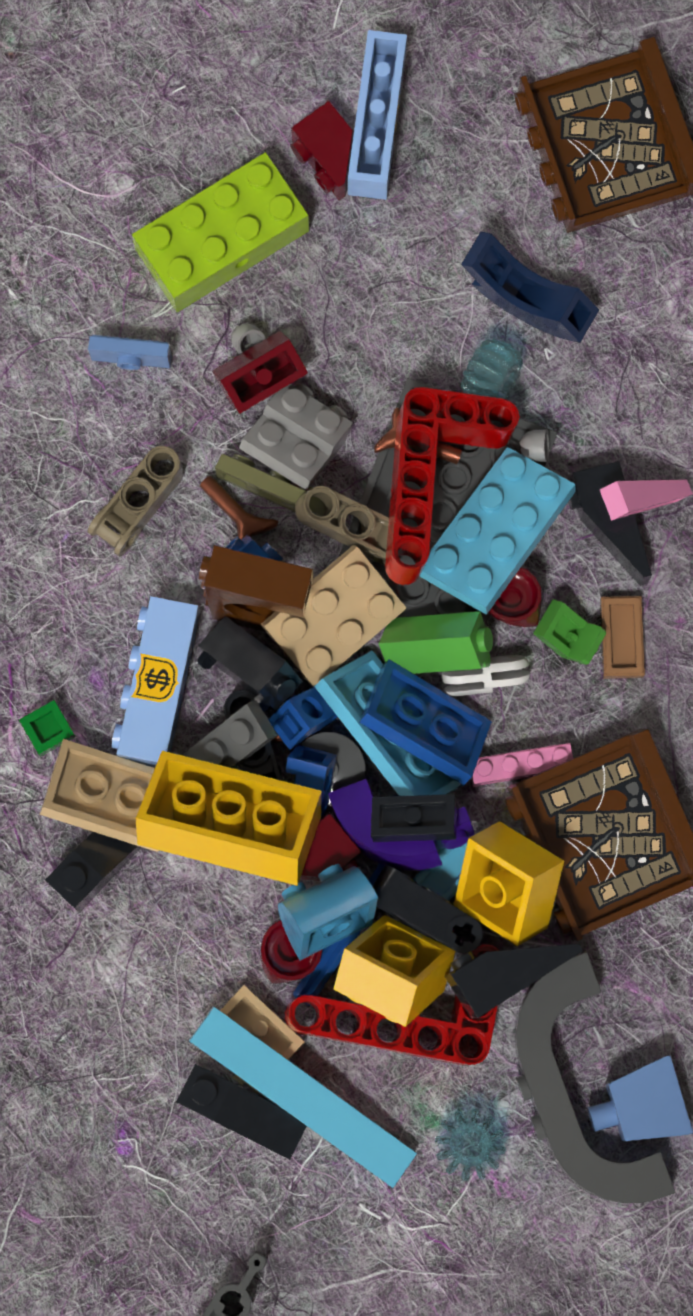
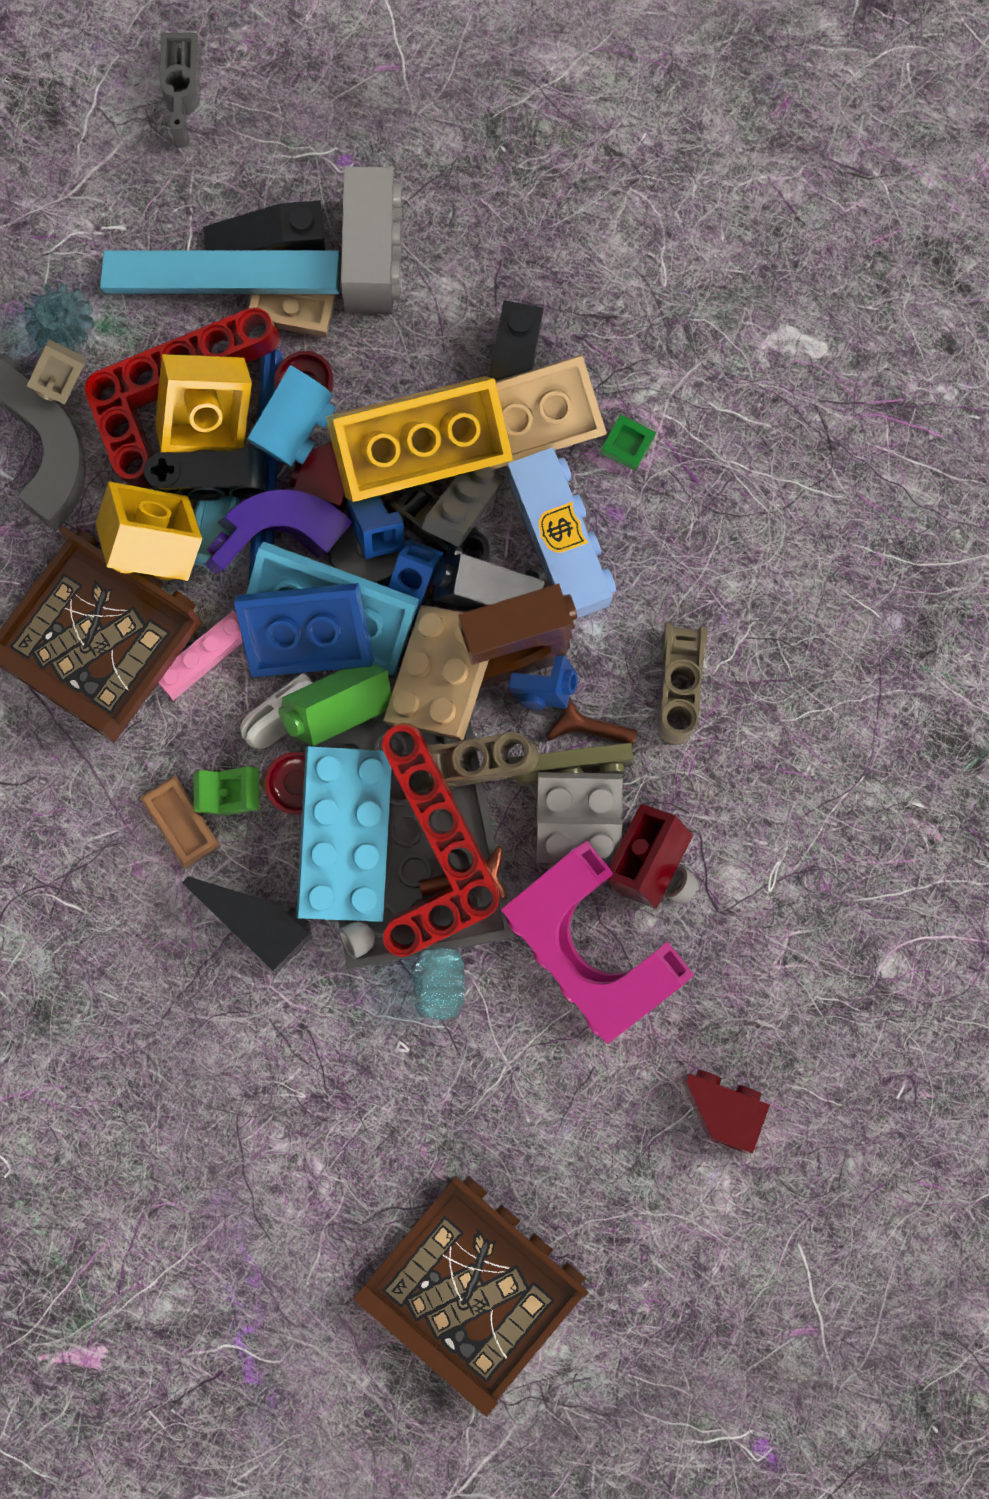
camera: 140 degrees right, 0 degrees up
(129, 352) = (775, 806): medium blue plate -> none
(153, 1038) = (371, 240): none -> light grey brick
(221, 232) = (769, 968): lime brick -> none
(364, 283) = (606, 999): none -> dark pink arch
(377, 114) = (700, 1172): light blue brick -> none
(414, 818) = (259, 529): black plate -> none
(497, 975) = (108, 452): black slope -> none
(506, 1082) = (56, 372): none -> dark tan bracket
(526, 295) = (452, 1084): dark blue arch -> none
(633, 497) = (235, 939): bright pink piece -> none

